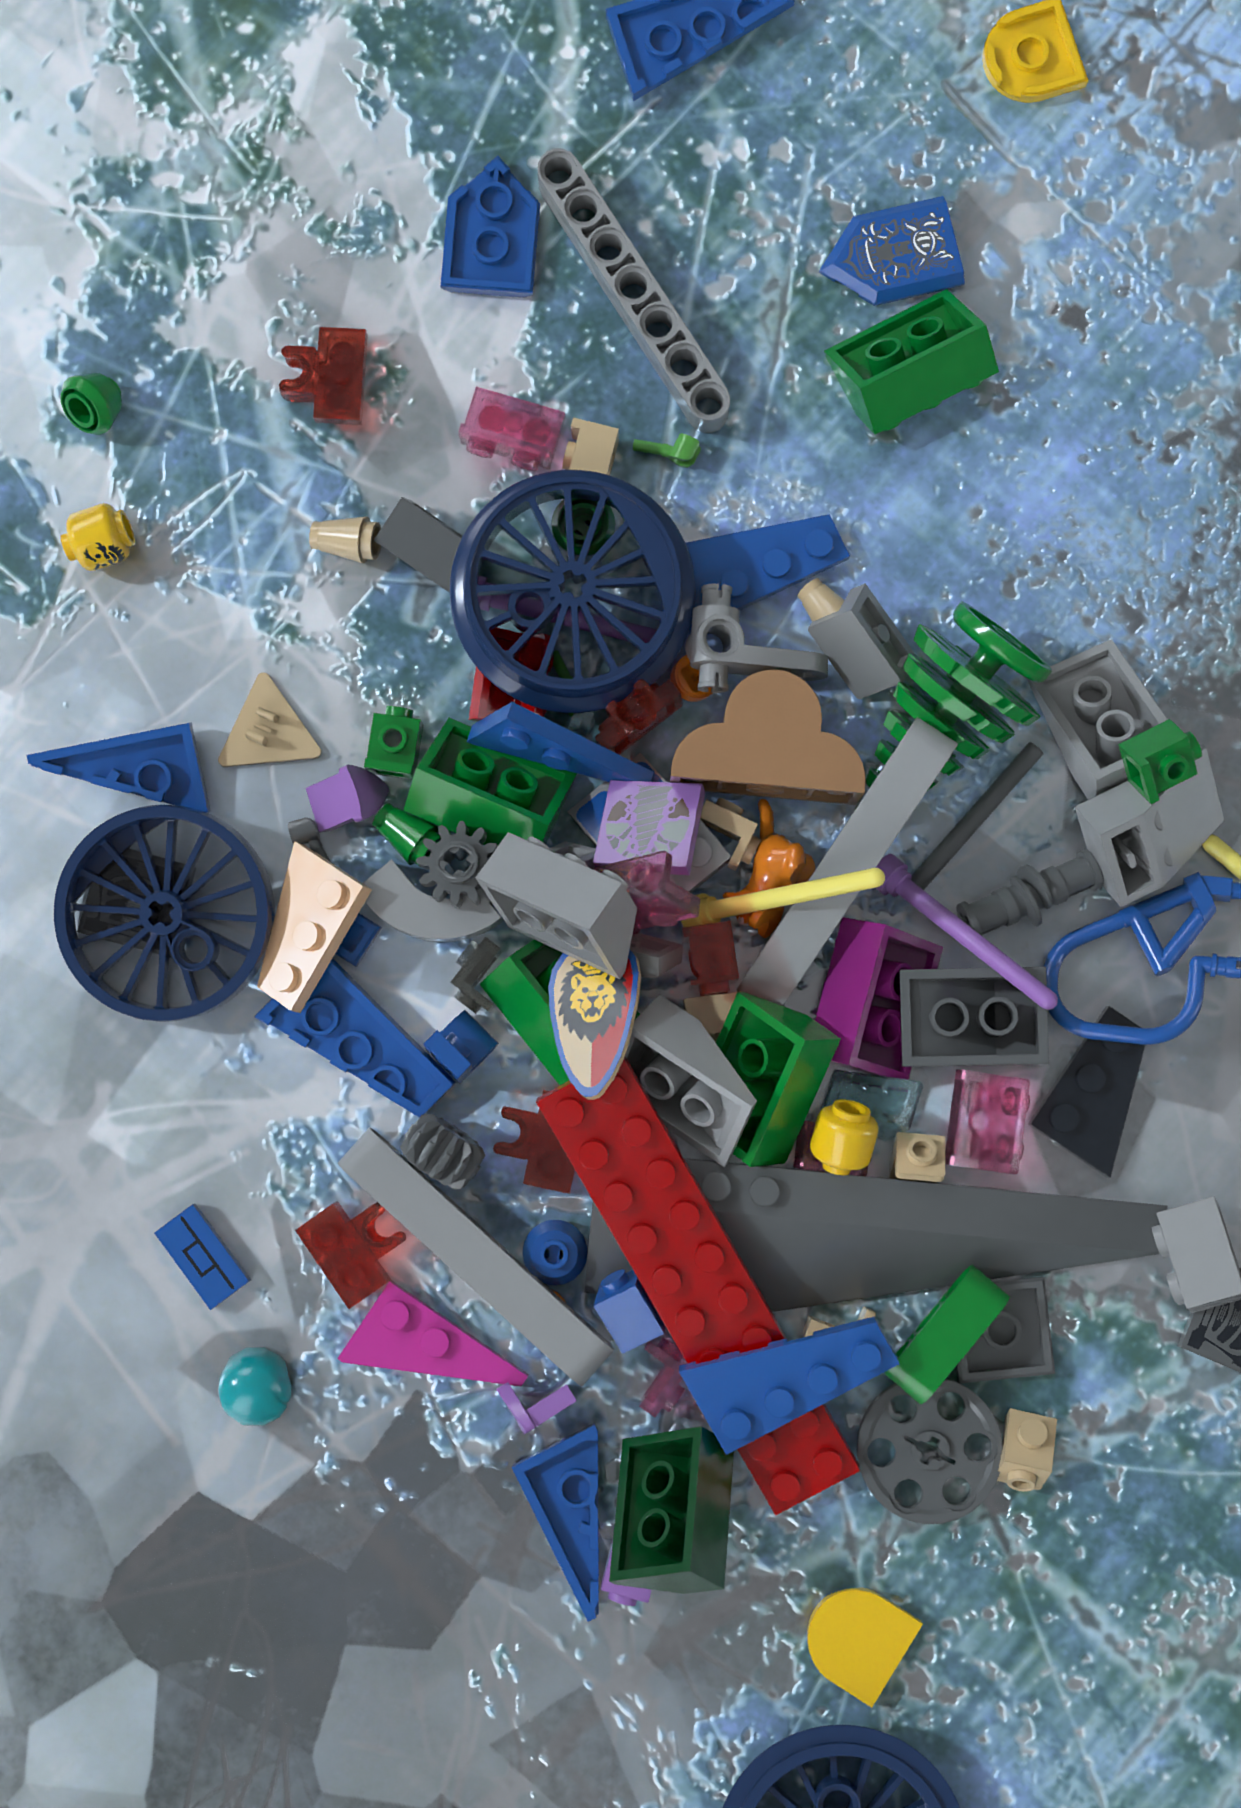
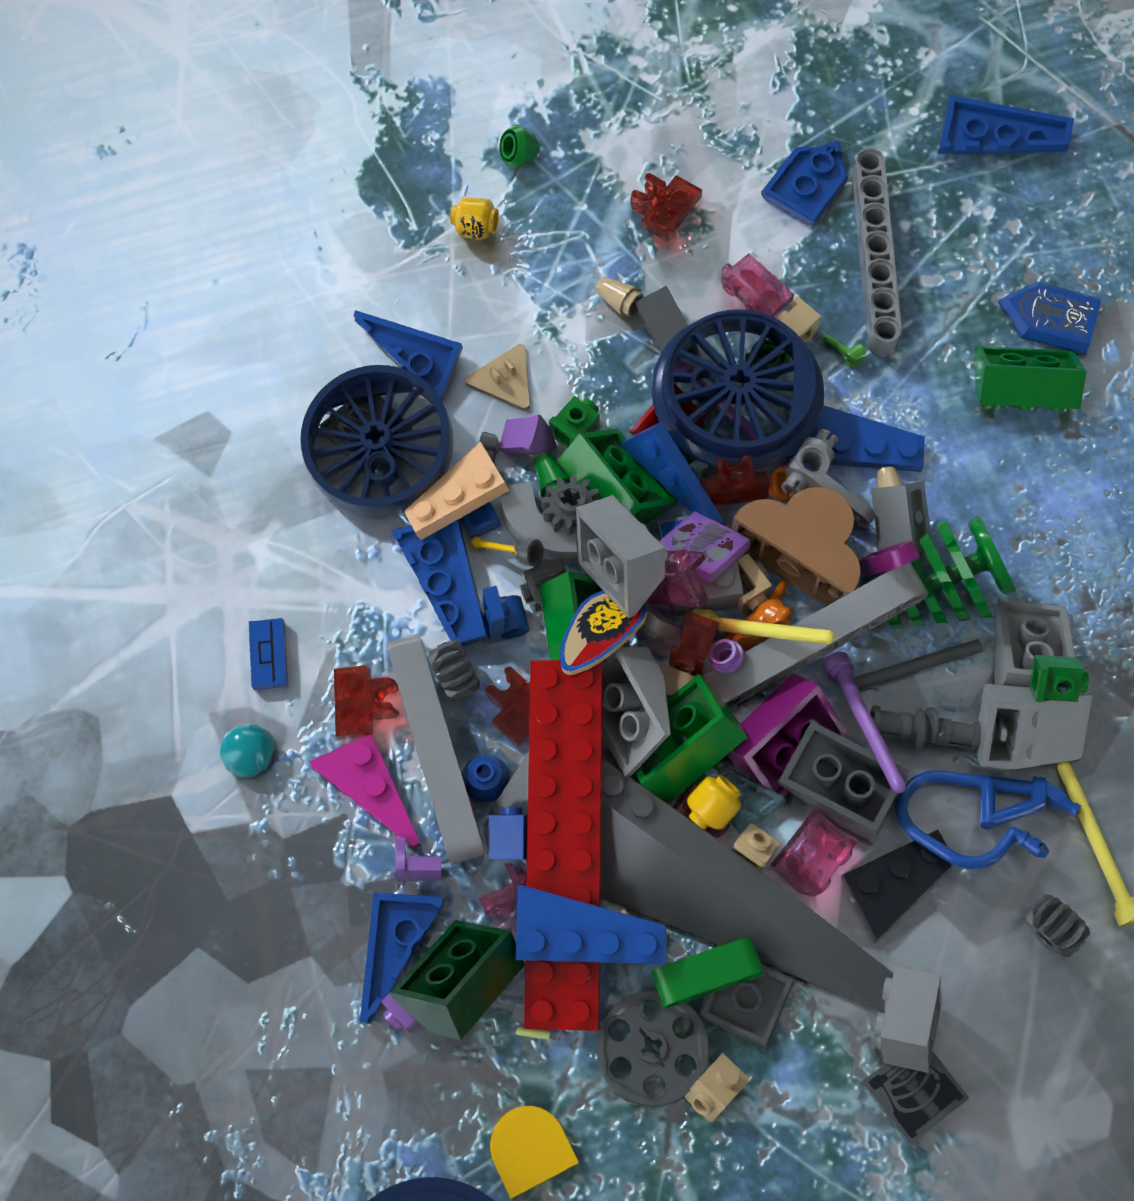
camera: 30 degrees right, 15 degrees down
(441, 954) = (521, 549): none -> dark grey hinge
(745, 950) = (720, 651): none -> medium lavender plate
(770, 1516) = (535, 1033): none -> yellowish green piece
(884, 720) = (889, 558): none -> magenta beam

